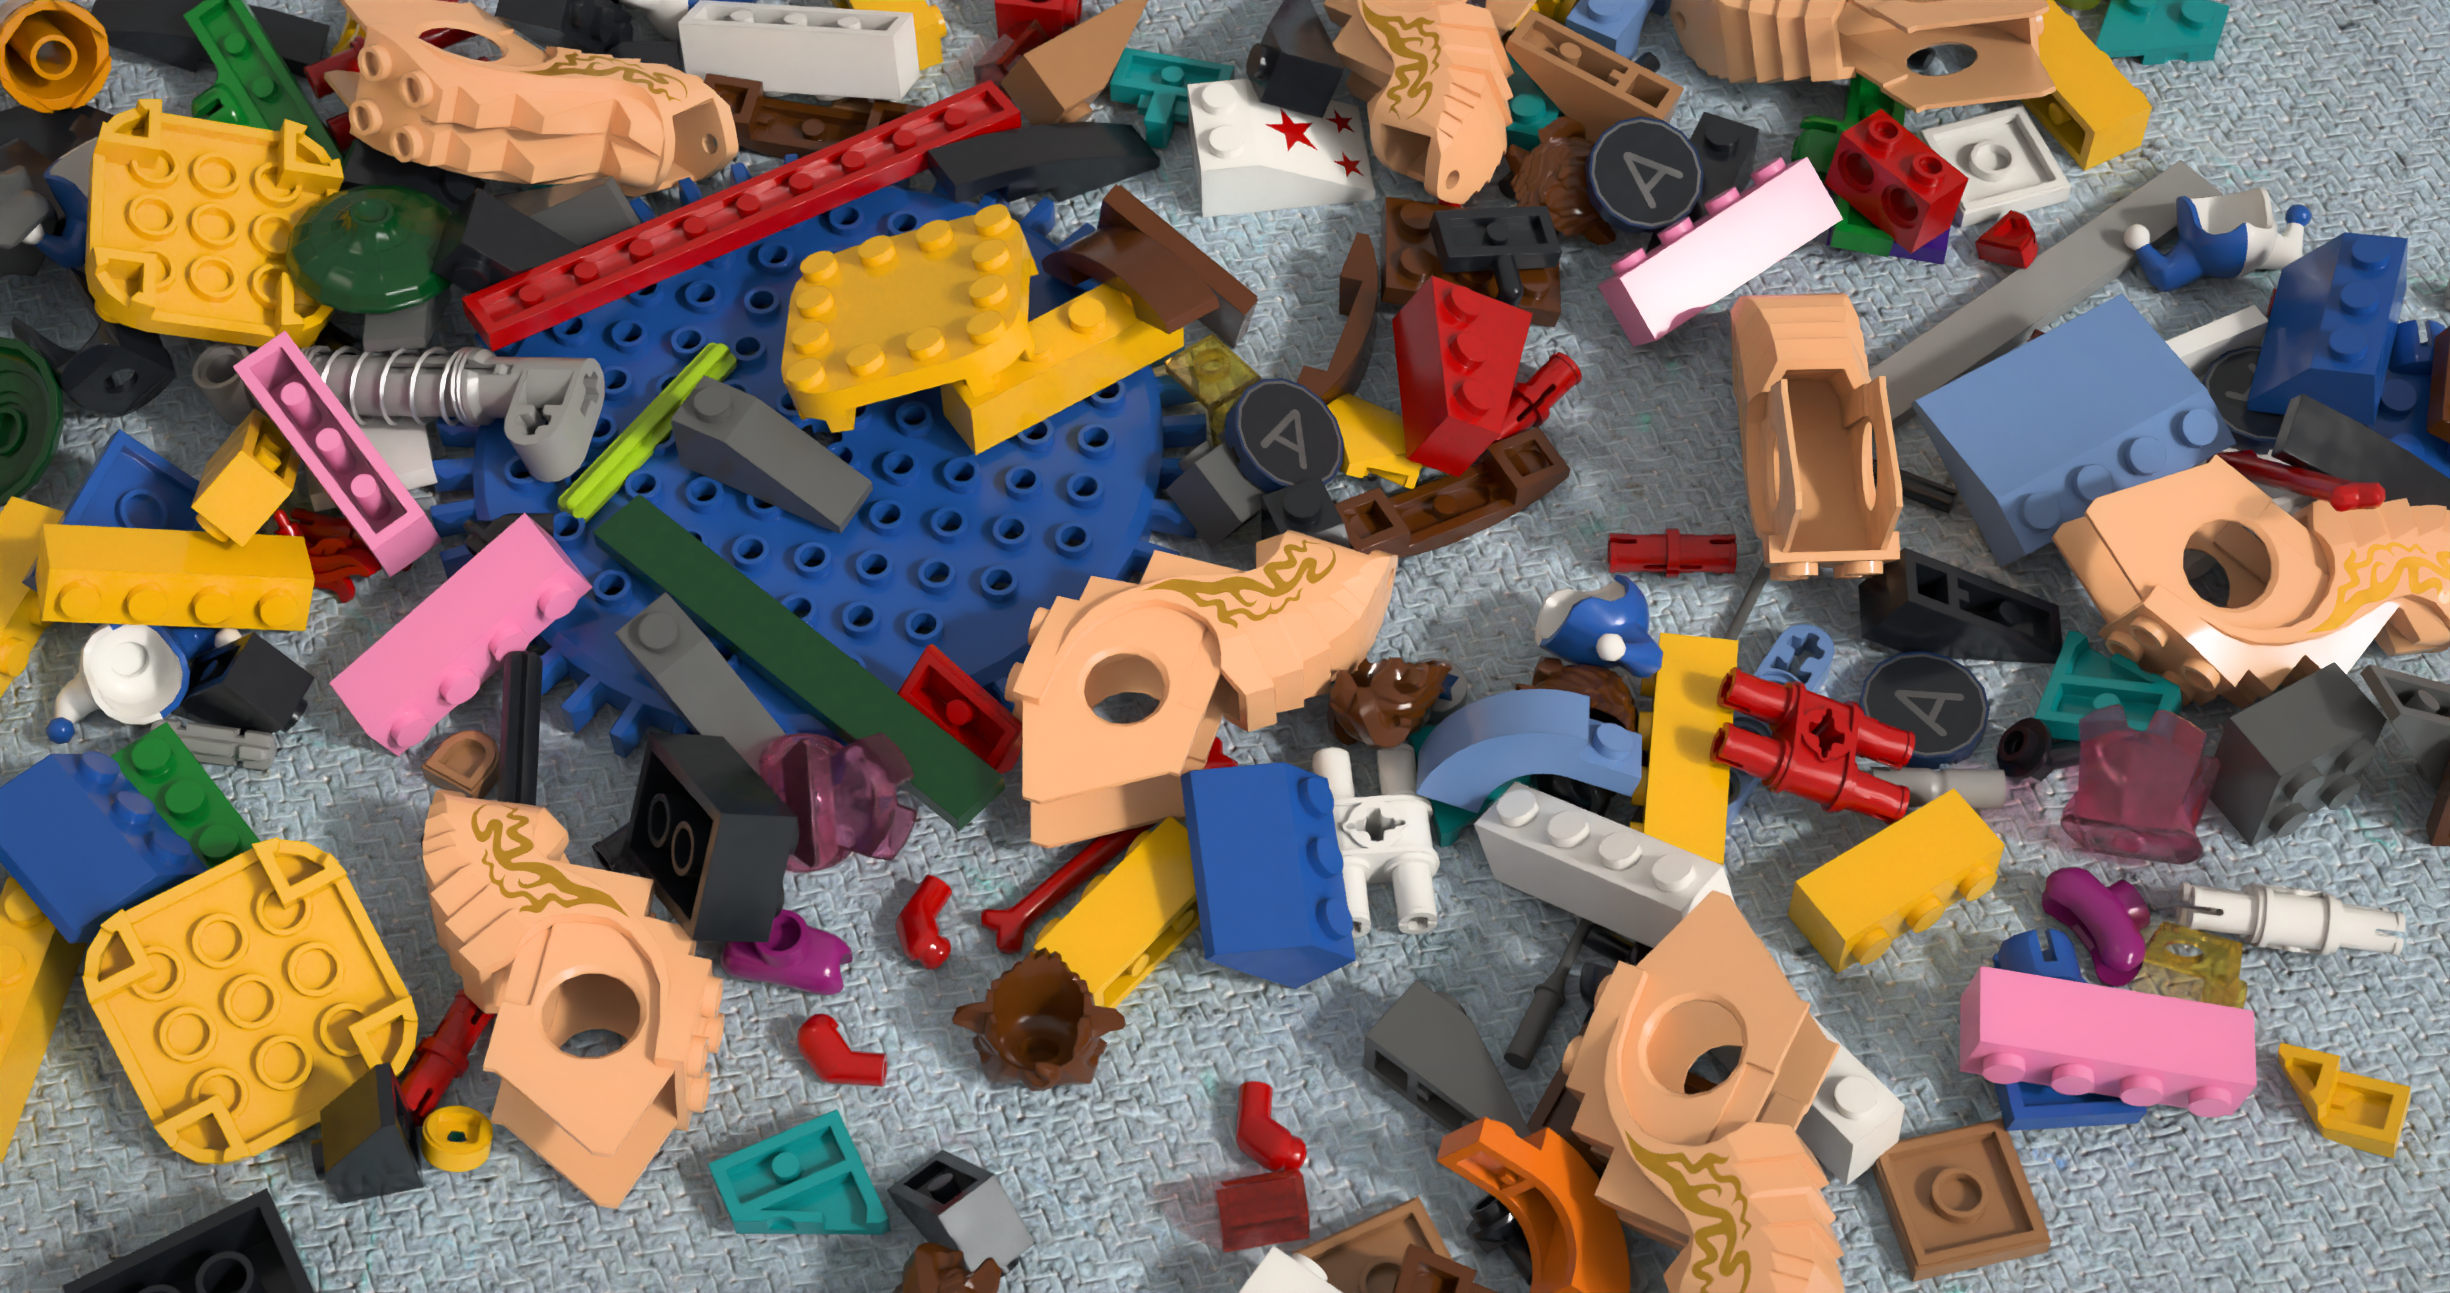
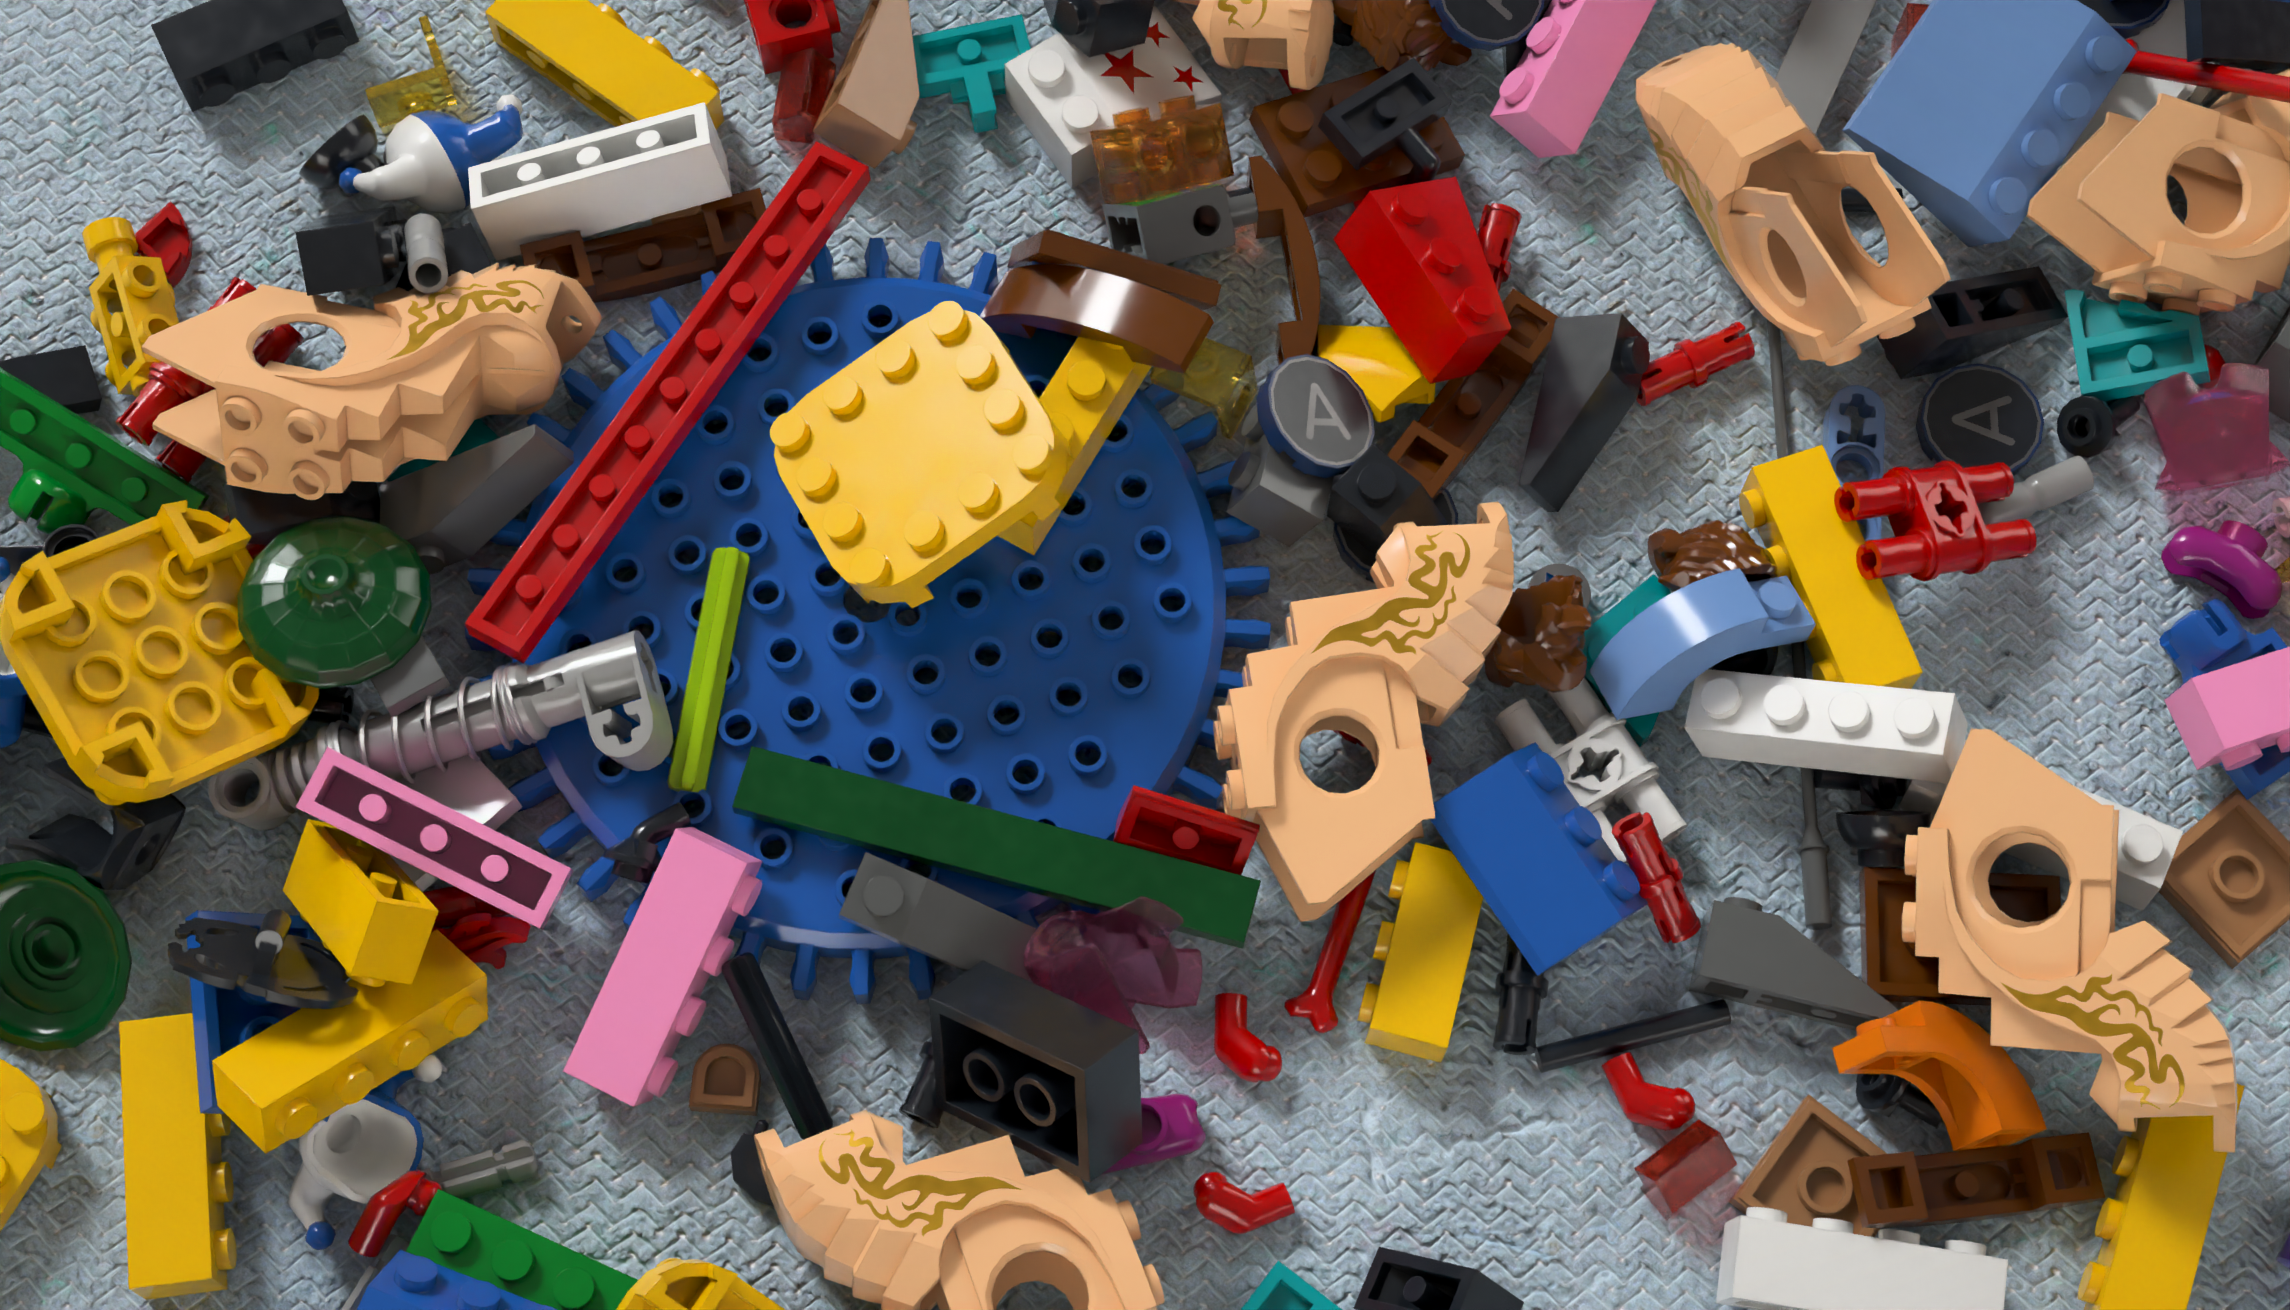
camera: 30 degrees left, 15 degrees up
(122, 723) = (385, 1207): none -> red arm
(135, 475) = (268, 965): none -> black shield
(246, 687) = (476, 1108): black slope -> none
(493, 242) = (459, 550): black slope -> none
(615, 33) = (425, 253): none -> light grey piece
(765, 455) = (852, 652): dark grey slope -> none
(1035, 158) = (903, 203): black slope -> none
(1039, 1025) = (1414, 1099): reddish brown hair -> none
(1200, 990) = (1518, 1003): none -> black pin
(1242, 248) = (1180, 222): none -> dark grey torso
(1281, 207) = (1162, 151): none -> clear orange brick
(1285, 1077) = (1632, 1035): none -> black bar
(1376, 940) = (1657, 876): none -> red pin
(1541, 538) = (1582, 398): none -> black slope
(1600, 628) = (1693, 484): blue piece -> none
(1896, 882) = (2049, 608): yellow brick -> none

